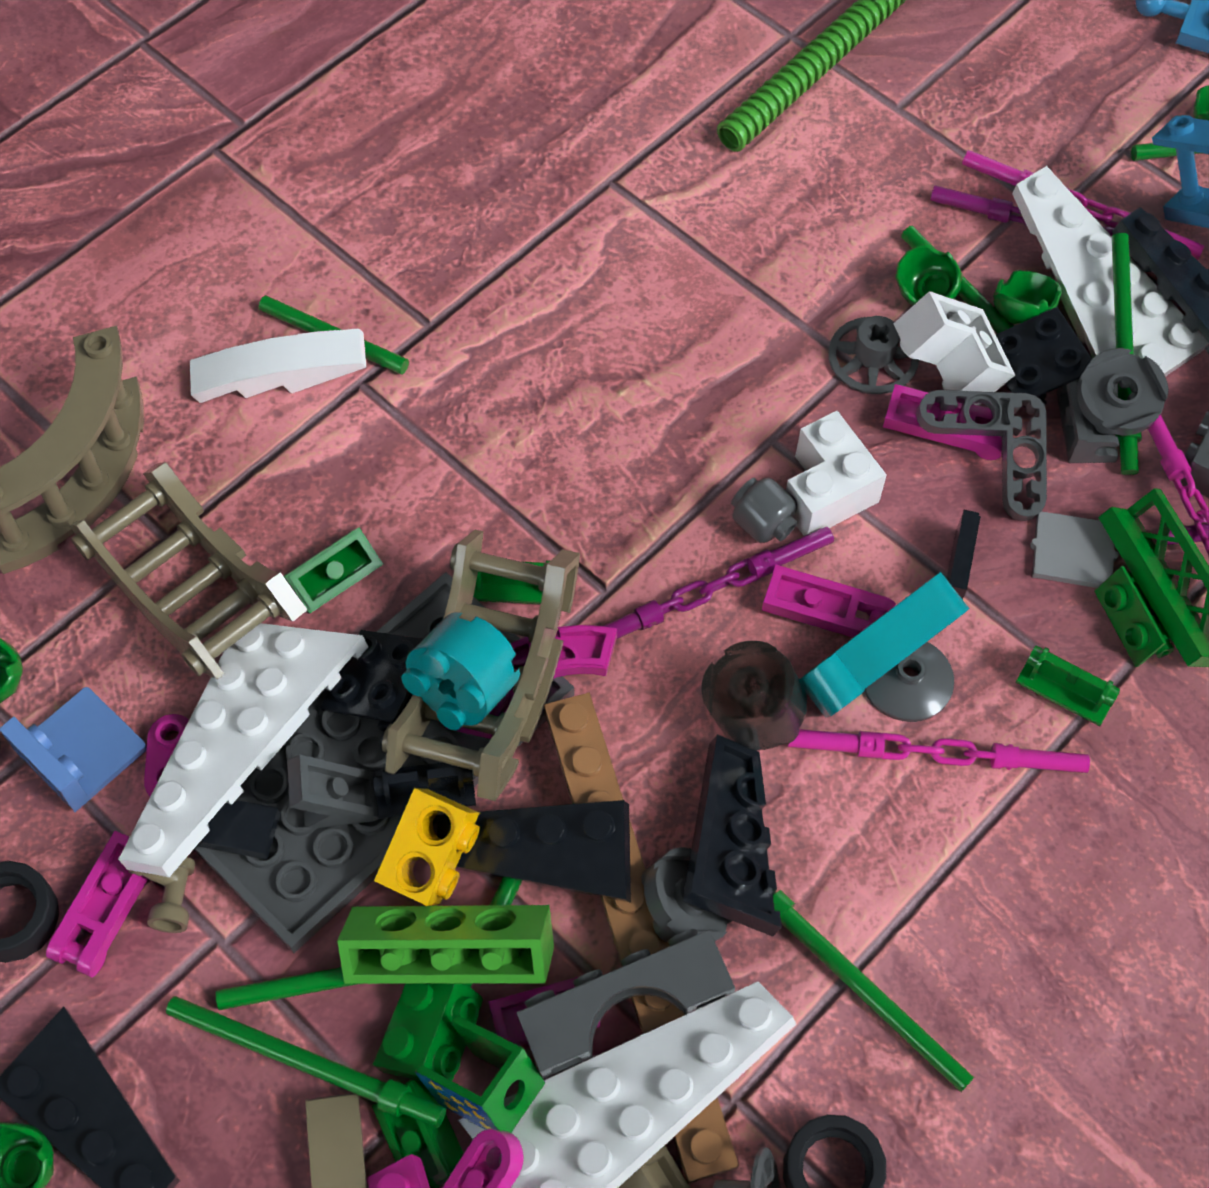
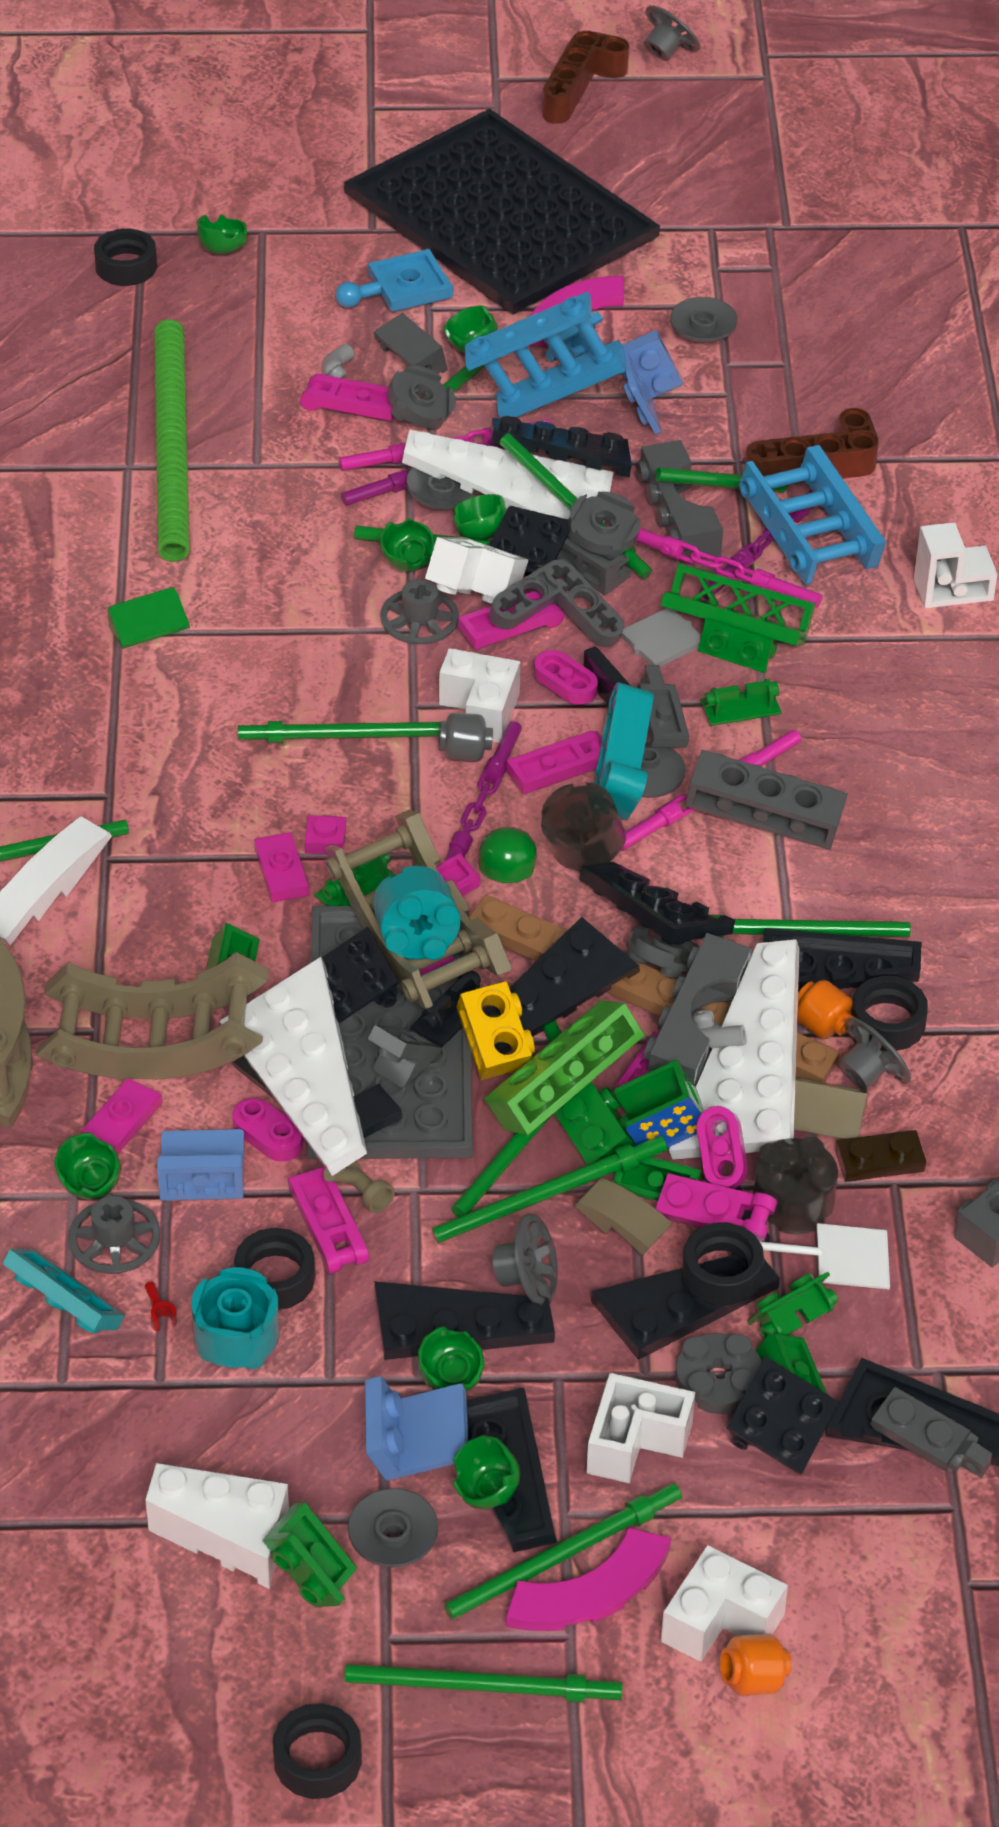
camera: 45 degrees left, 15 degrees down
(81, 642) = (124, 1114): none -> dark pink plate
(187, 1119) = (522, 1260): none -> dark grey wheel
(477, 505) = (281, 867): none -> dark pink plate
(549, 508) = (323, 832): none -> dark pink plate
(612, 1043) = (719, 1035): none -> light grey arm
(622, 375) = (277, 731): none -> green bar
(640, 184) = (147, 617): none -> green slope
(674, 662) = (507, 855): none -> green hair
(769, 1105) = (823, 1009): none -> orange head
(853, 1060) = (850, 959): none -> black wing
(930, 524) = (565, 677): none -> dark pink plate
(967, 841) = (766, 799): none -> dark grey brick
(980, 629) = (667, 720): none -> dark grey hinge
(1008, 235) = (435, 492): none -> dark grey dish
(1046, 100) = (347, 396): none -> dark pink plate
(1070, 55) = (333, 361): none -> light grey arm
(1087, 156) = (407, 405): none -> dark grey plate
(1149, 88) = (411, 344): none -> dark grey hinge

